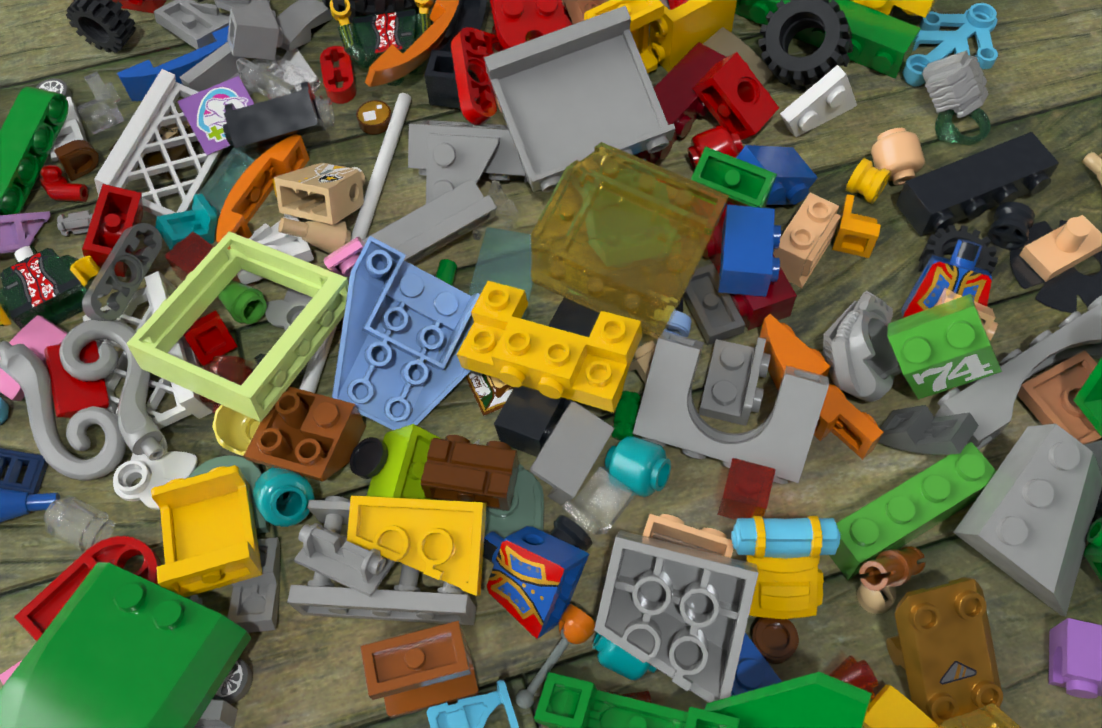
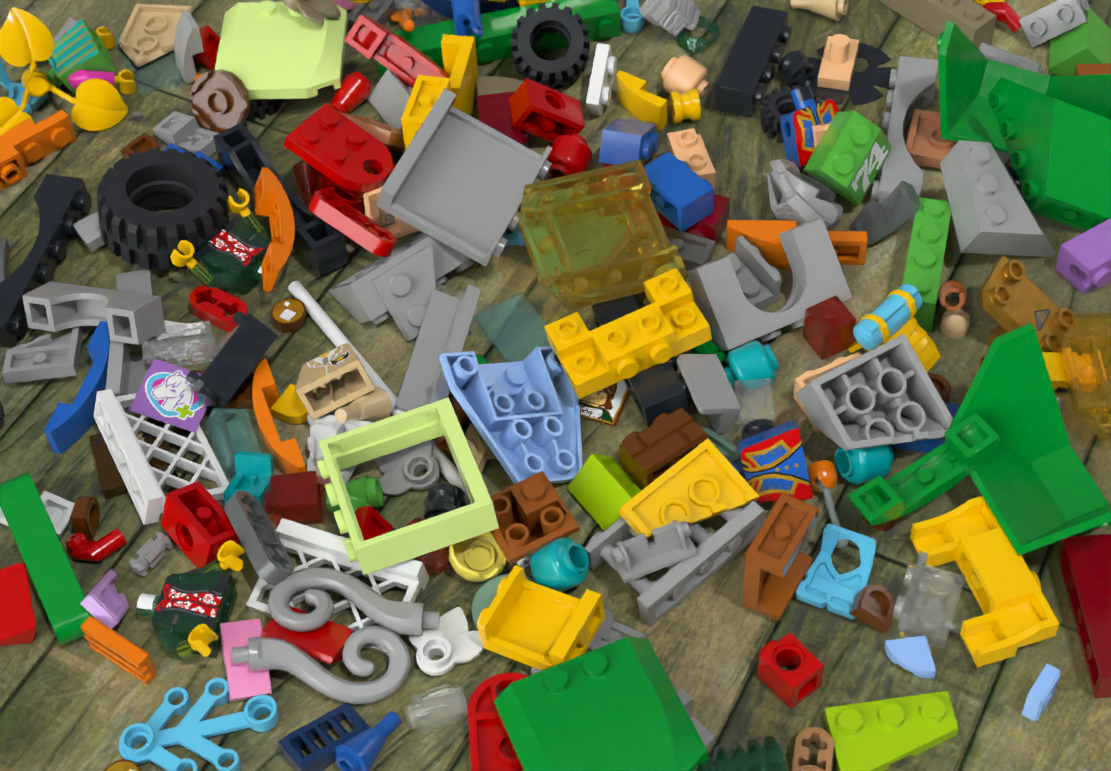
camera: 45 degrees left, 10 degrees down
(102, 111) = (48, 463): clear bracket -> none
(344, 258) = (424, 388): bright pink slope -> none
(368, 458) = (581, 504): black piece -> none
(739, 180) = (618, 151): green slope -> none
(835, 147) = (640, 103): none -> yellow slope
(855, 232) = (717, 140): light orange panel -> none

